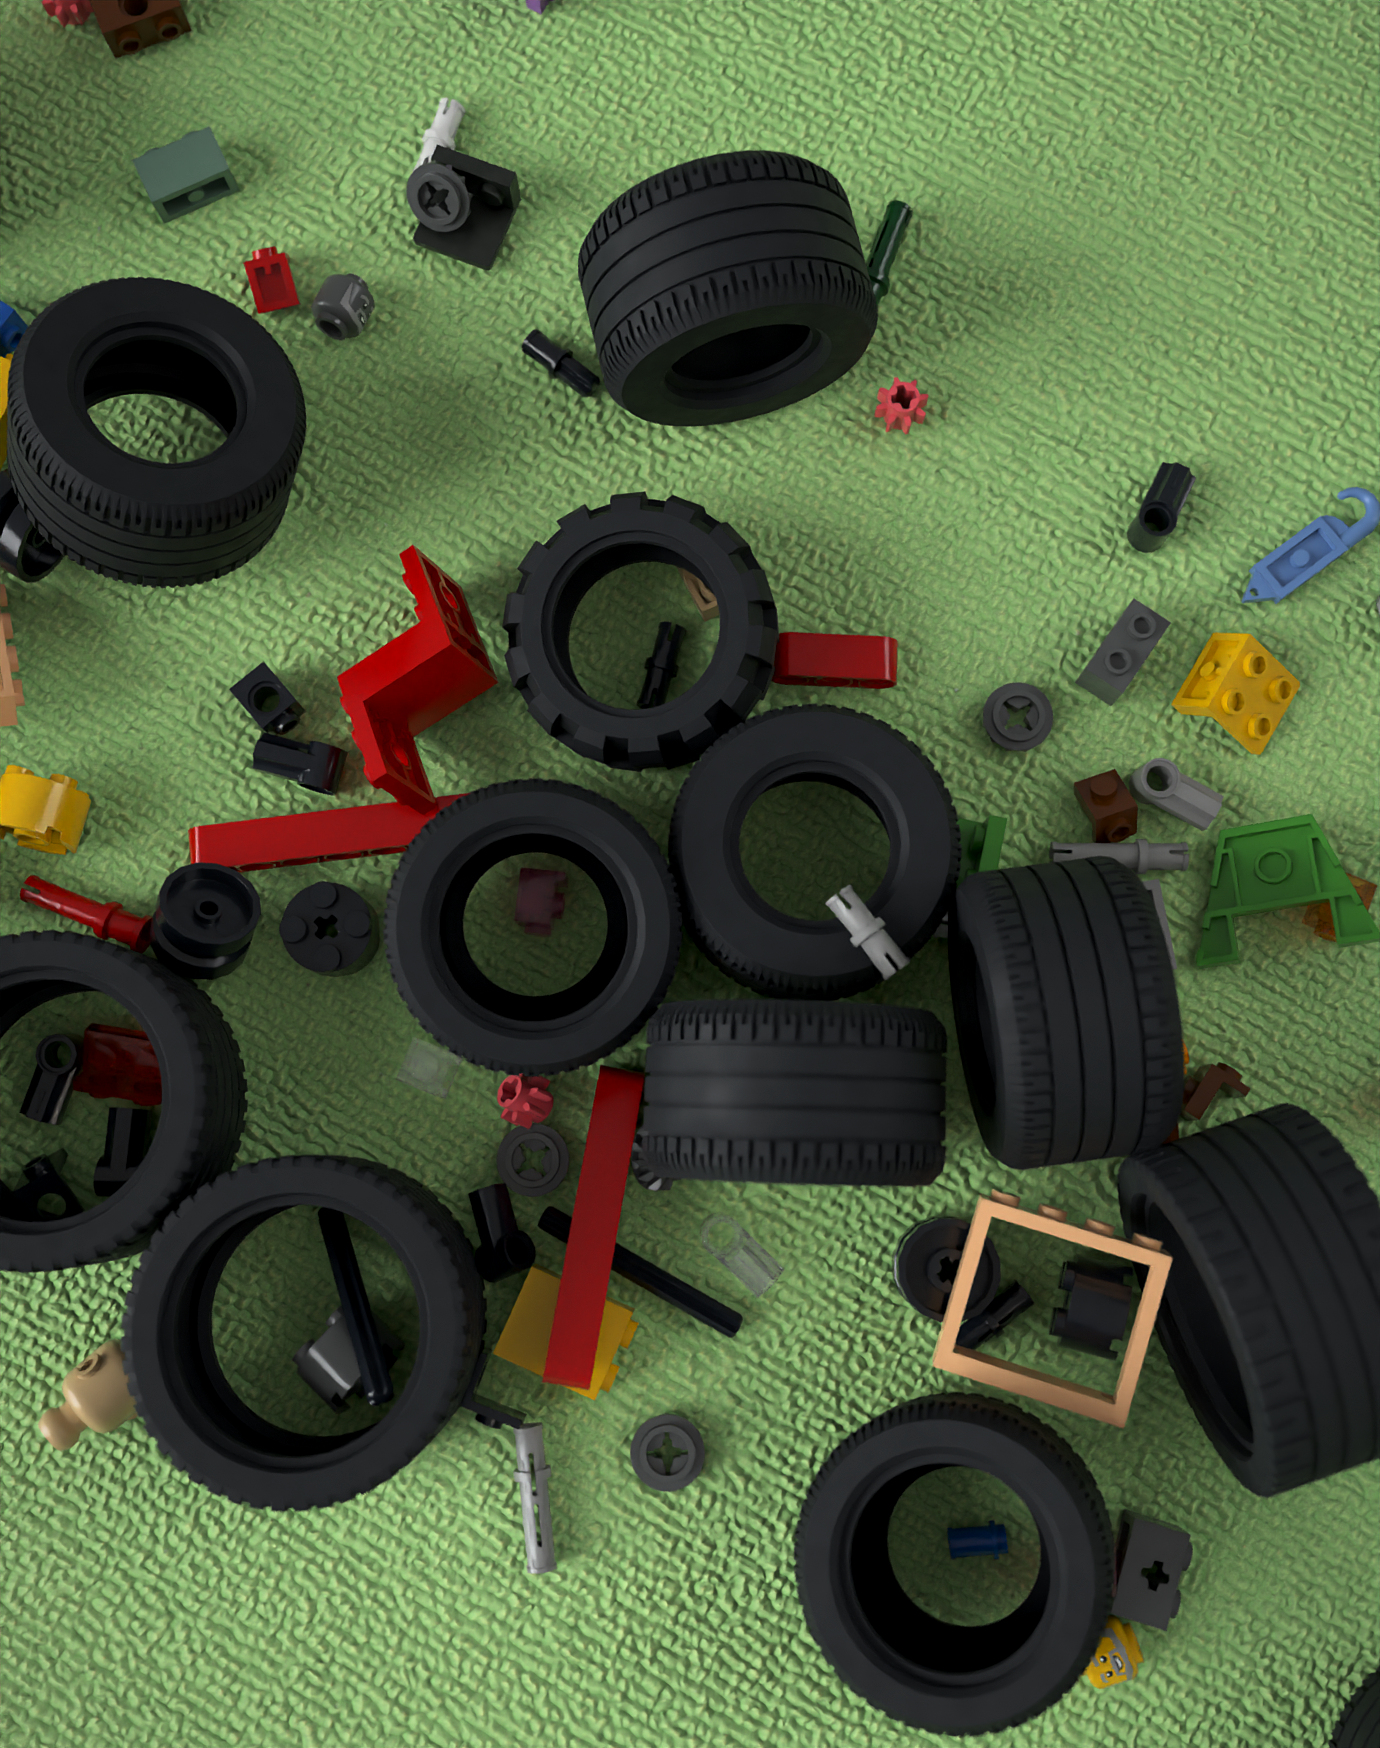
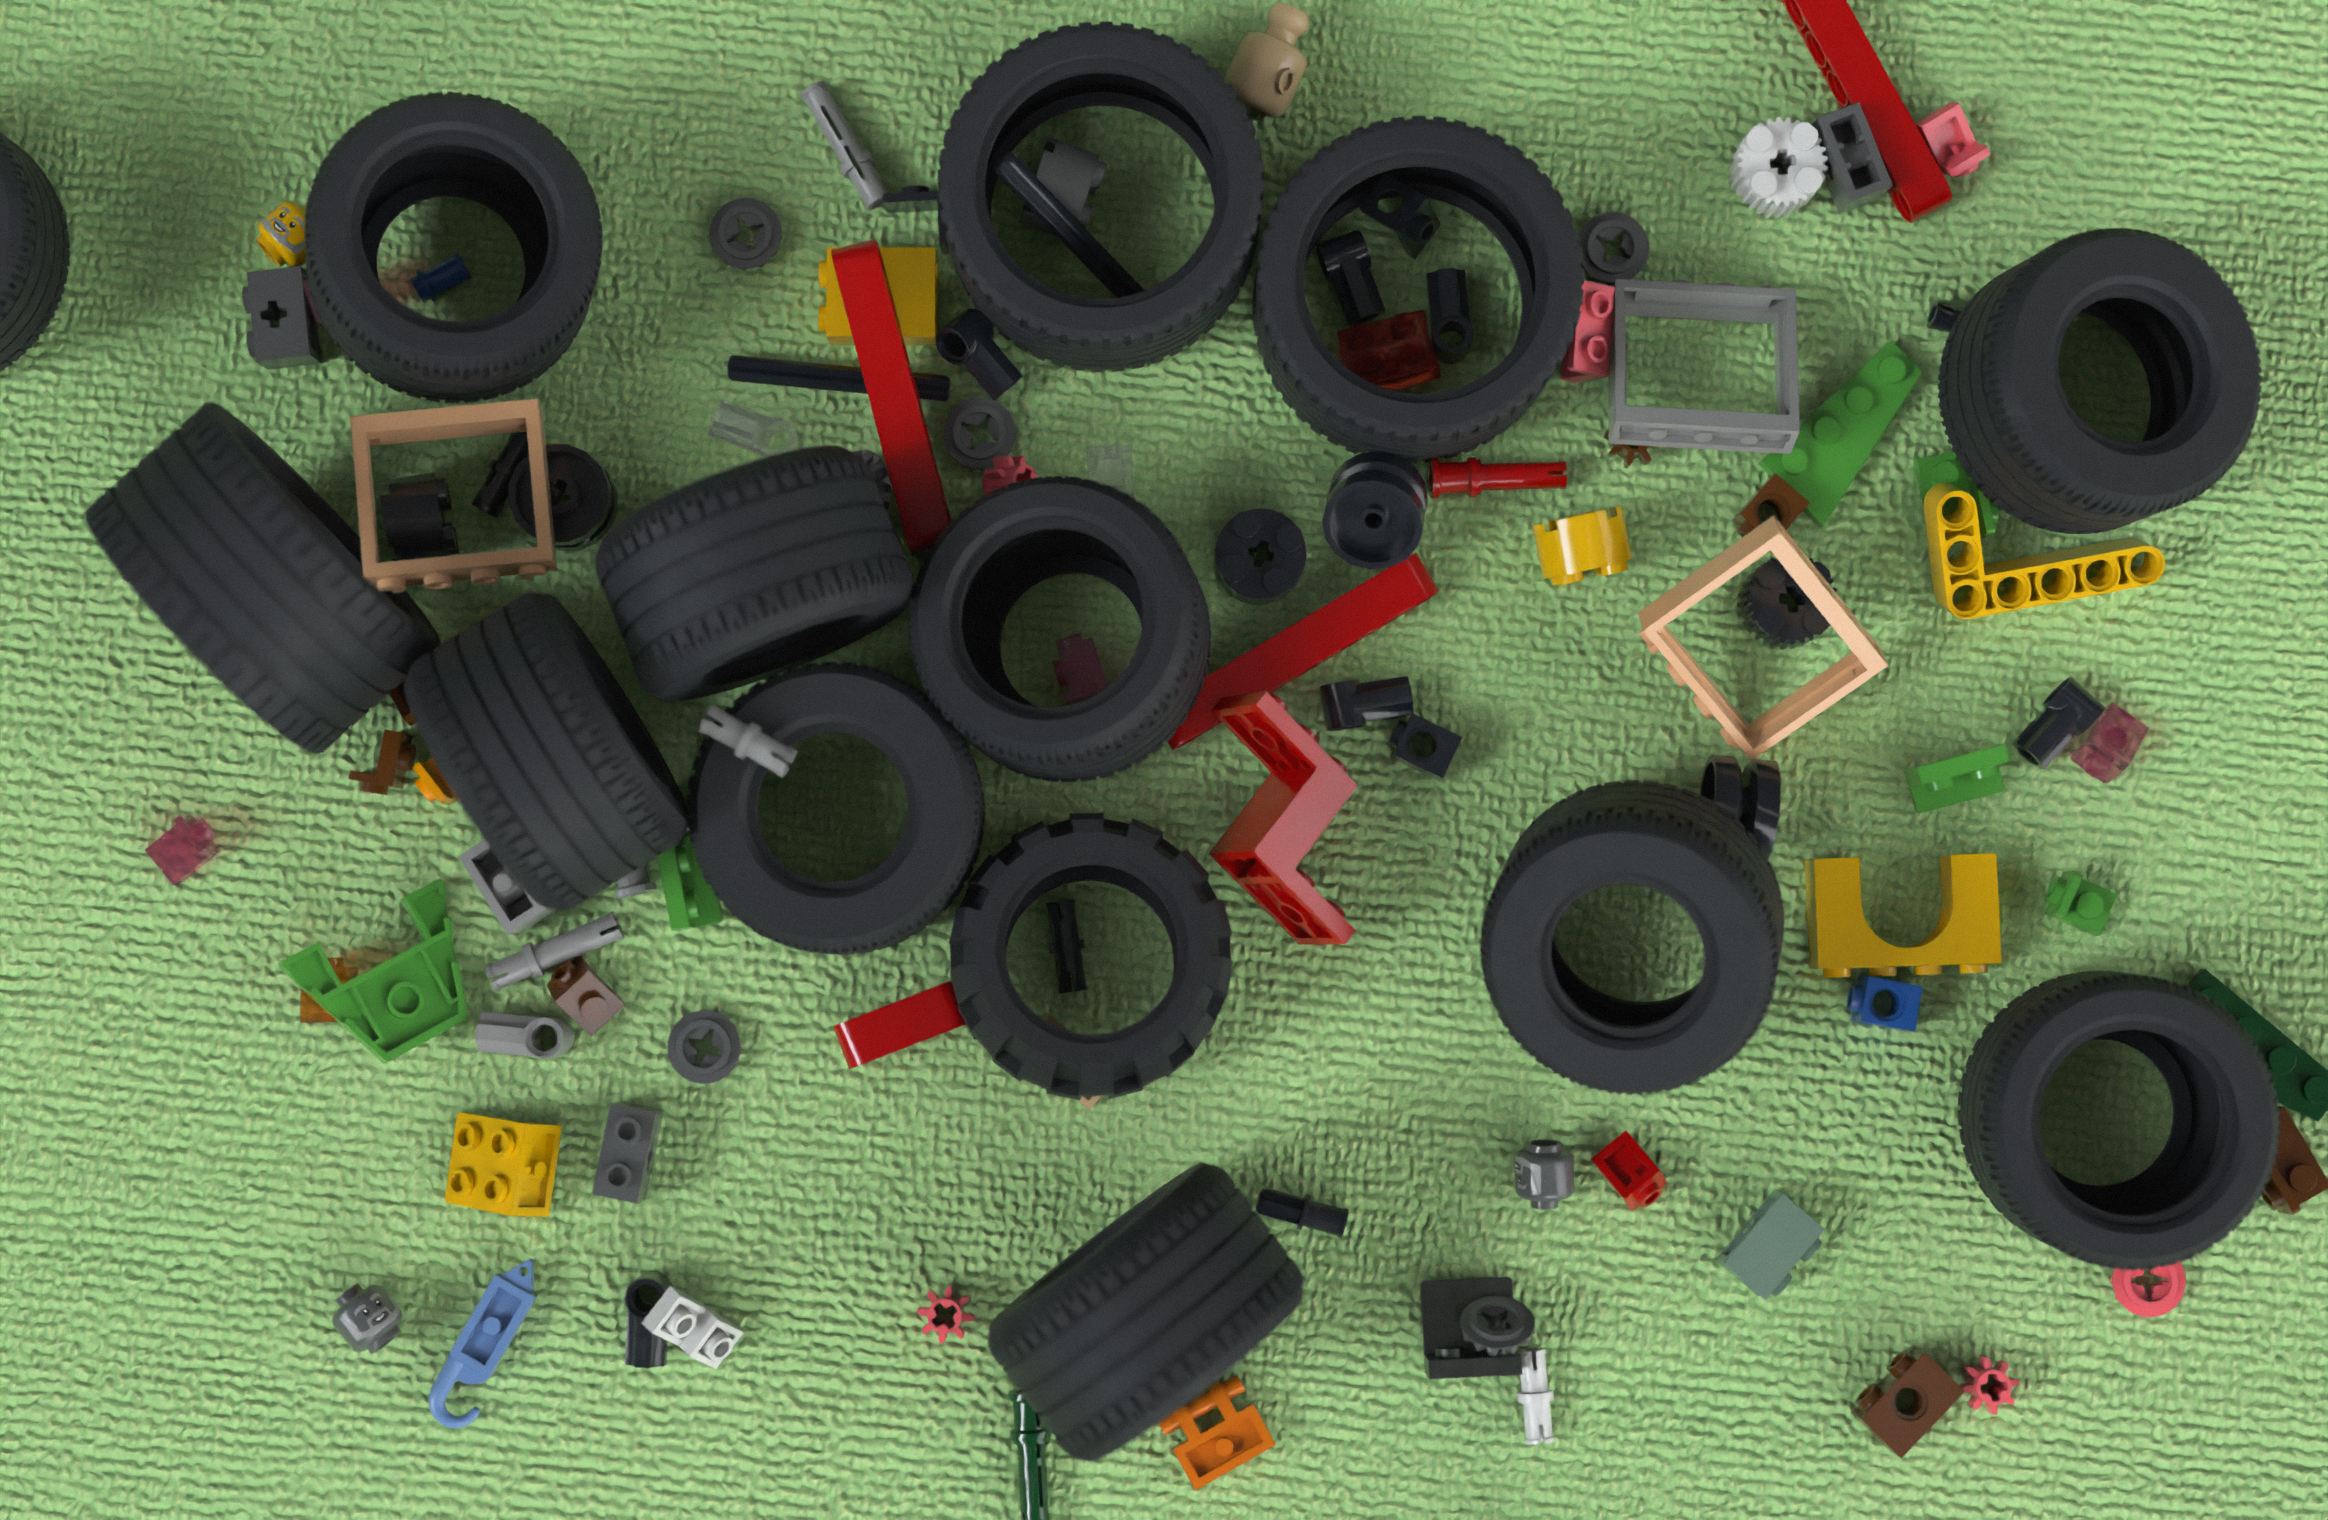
camera: 150 degrees right, 5 degrees up
(1123, 483) = (692, 1327): none -> white slope

